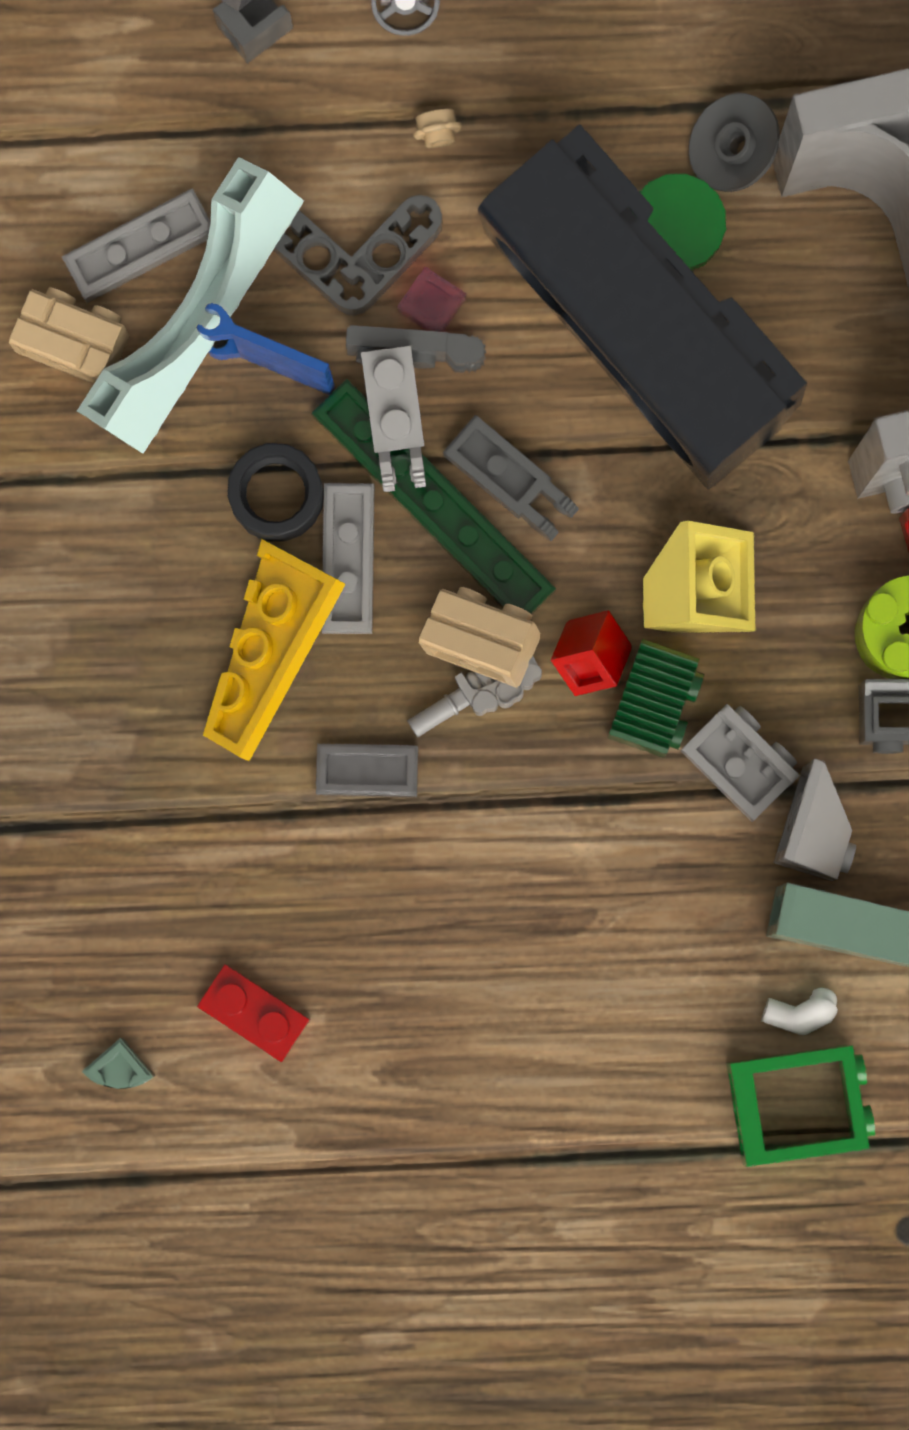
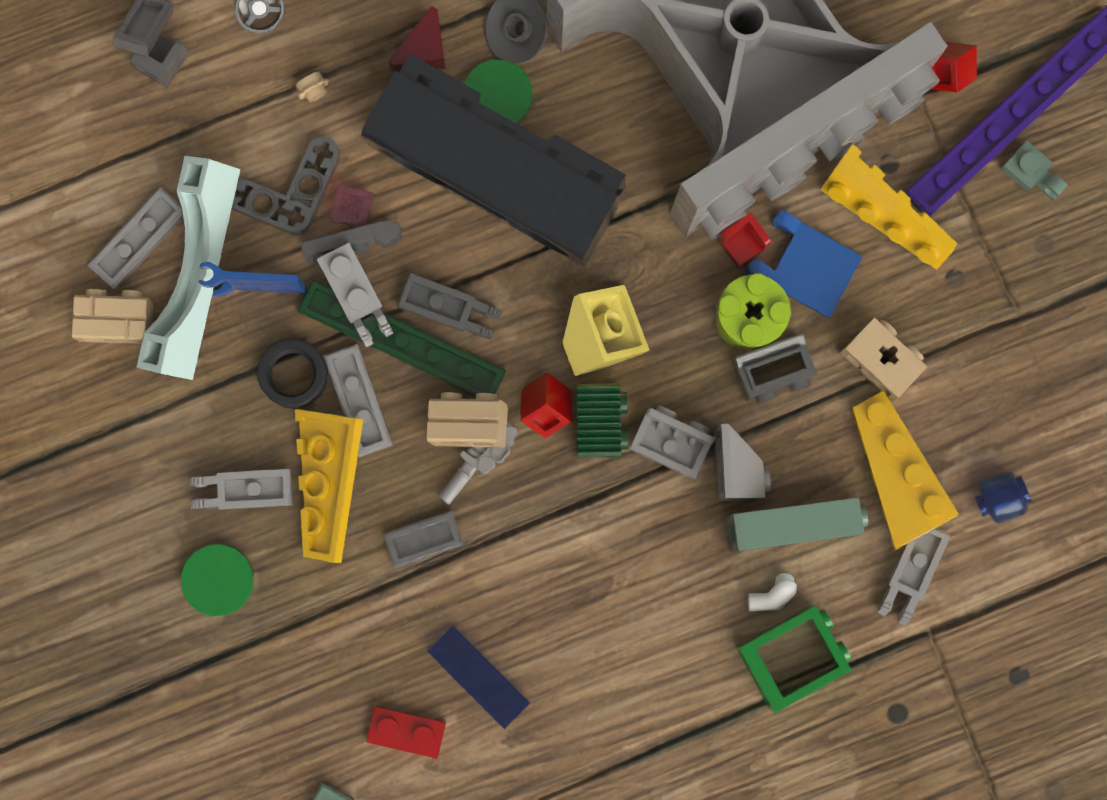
camera: 35 degrees left, 0 degrees up
(81, 725) = (217, 580): none -> green tile
(160, 621) = (246, 489): none -> light grey hinge
(374, 976) = (478, 676): none -> clear blue tile
(604, 119) = (422, 42): none -> dark red slope

